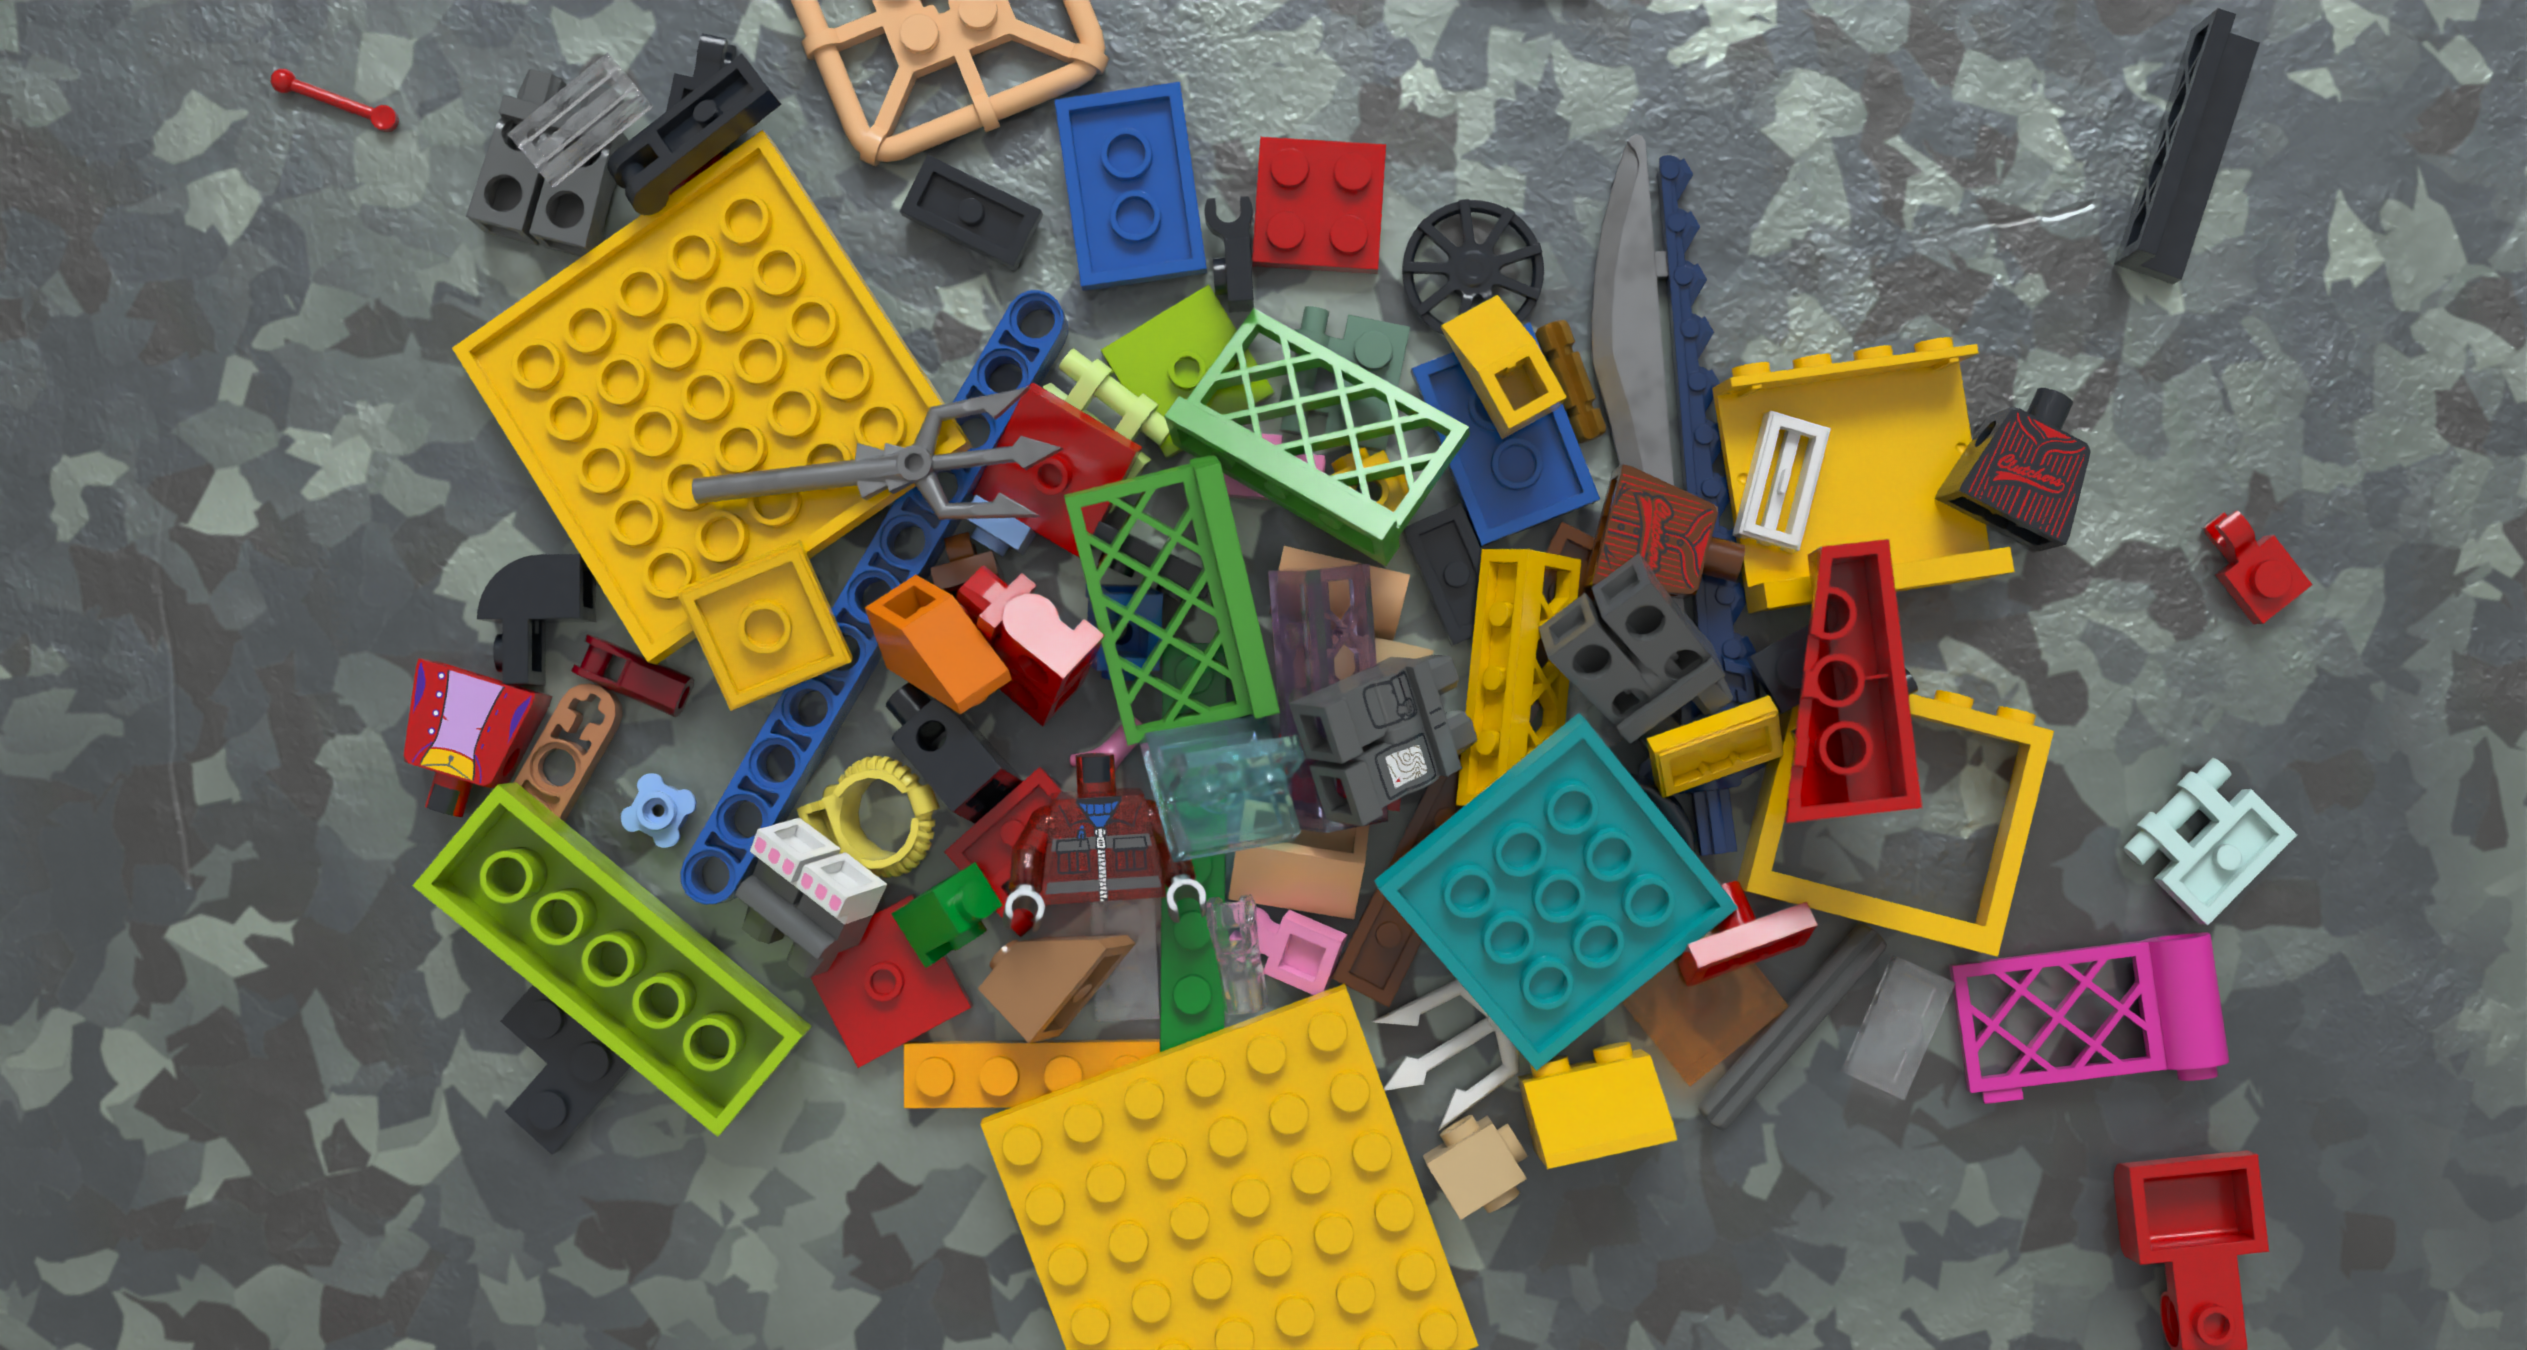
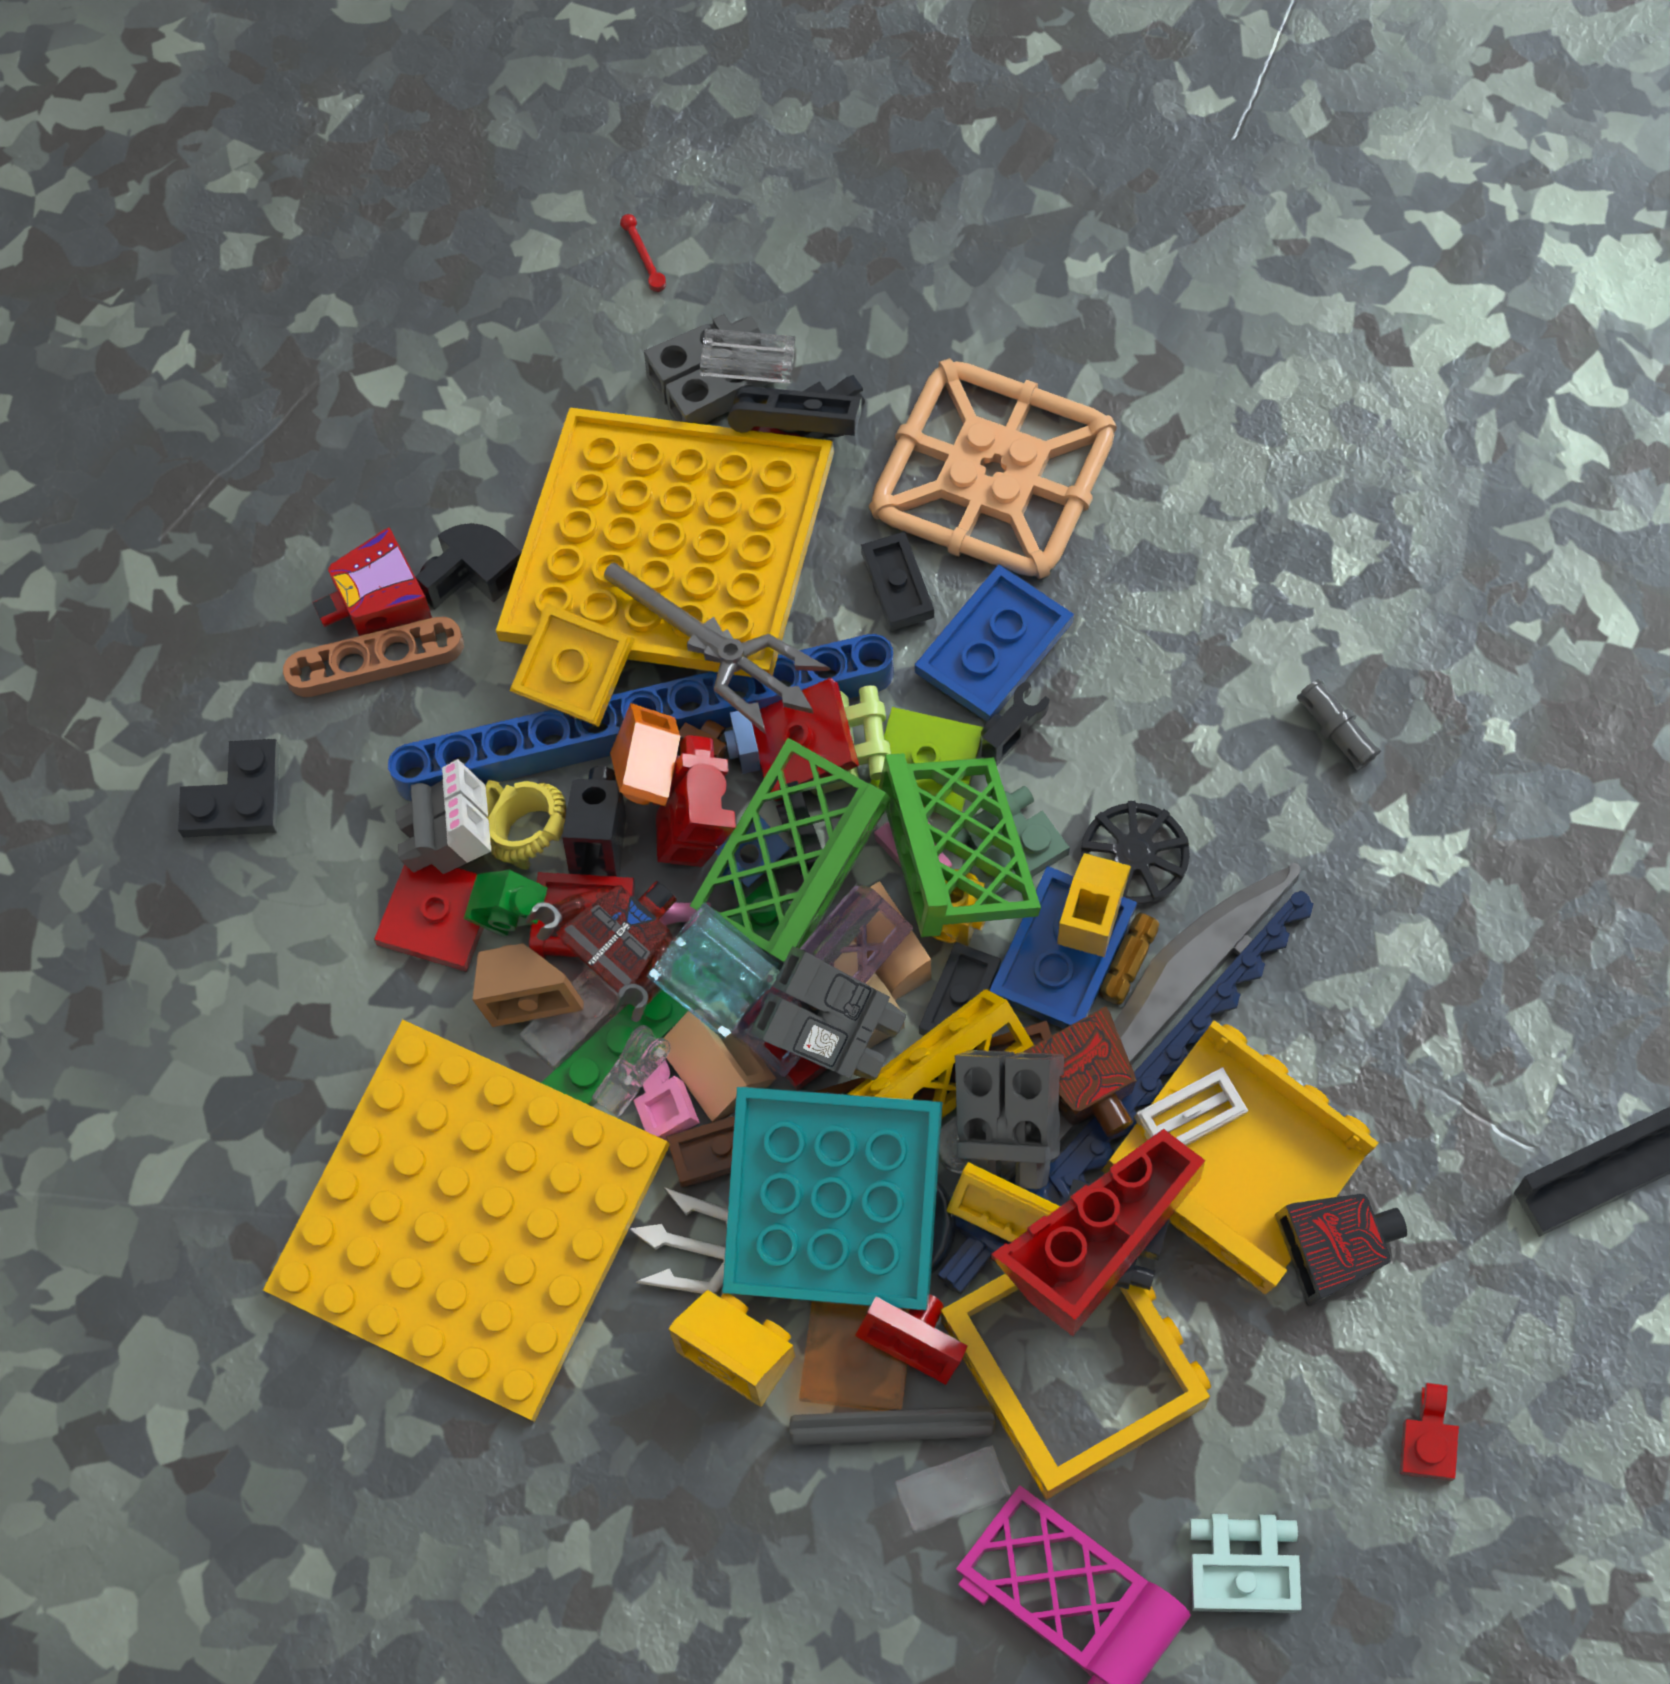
camera: 50 degrees right, 20 degrees down
(612, 956) = (318, 760): lime brick -> none
(639, 680) = (483, 644): dark red bar -> none
(676, 805) = (416, 729): light blue plate -> none
(1008, 1071) = (436, 1009): light orange plate -> none
(1319, 205) = (1085, 745): red plate -> none
(1477, 1165) = (635, 1317): tan brick -> none

